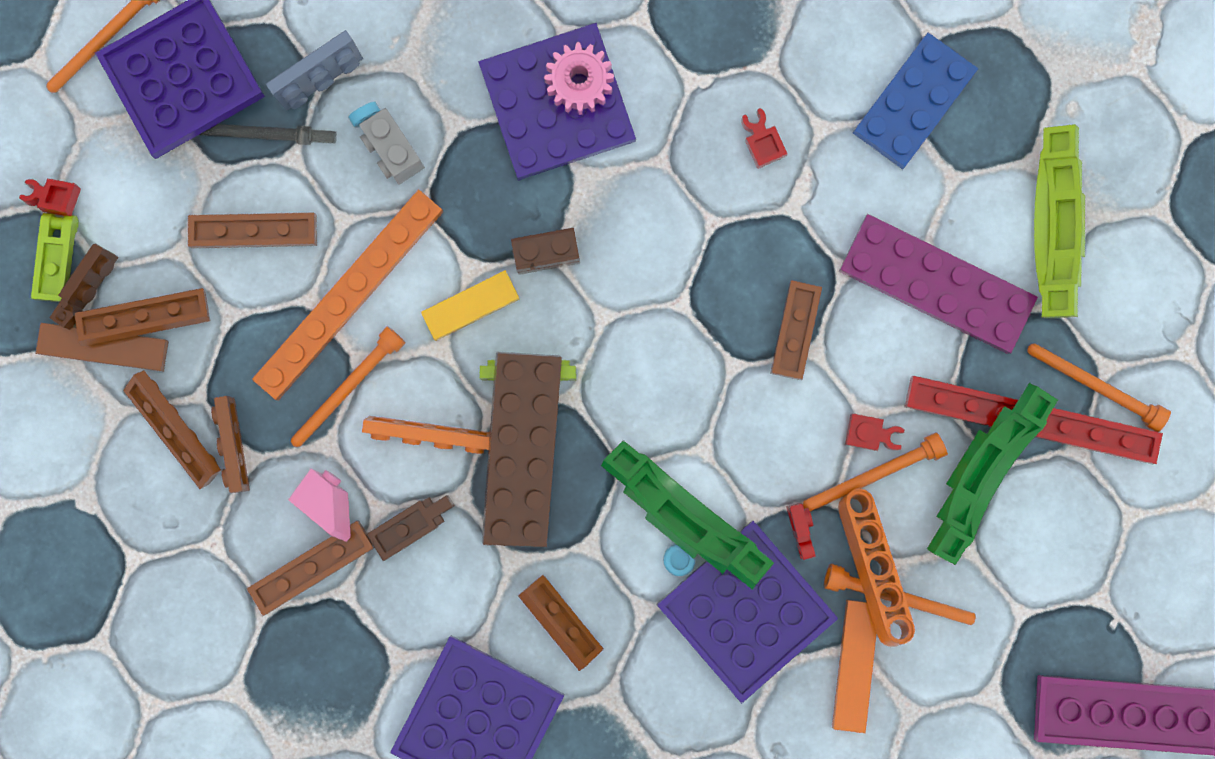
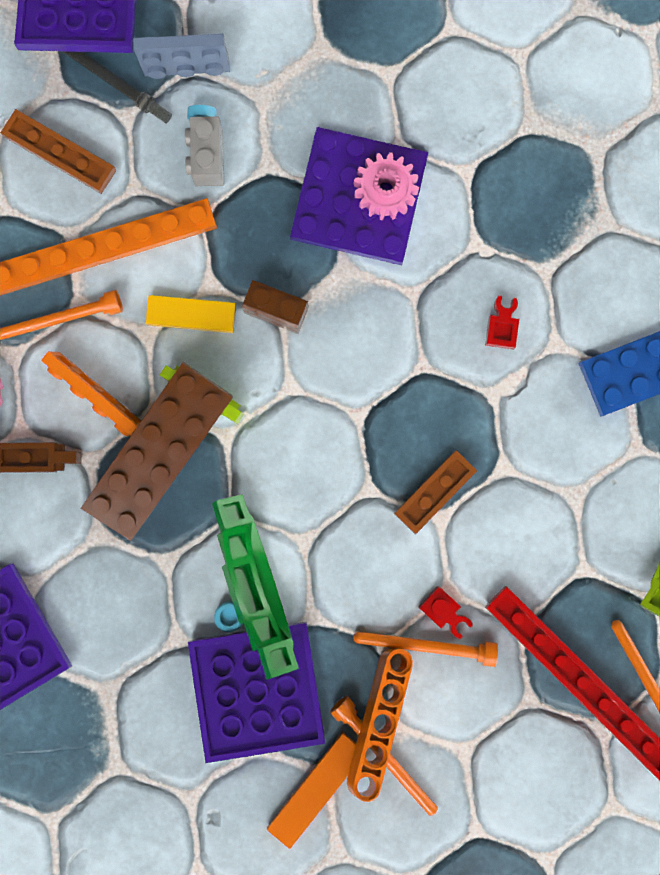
camera: 30 degrees right, 0 degrees up
(561, 622) = (103, 608): dark orange plate -> none
(800, 522) = (344, 647): red plate -> none
(938, 284) = (573, 526): magenta plate -> none
(984, 468) = (516, 697): green piece -> none

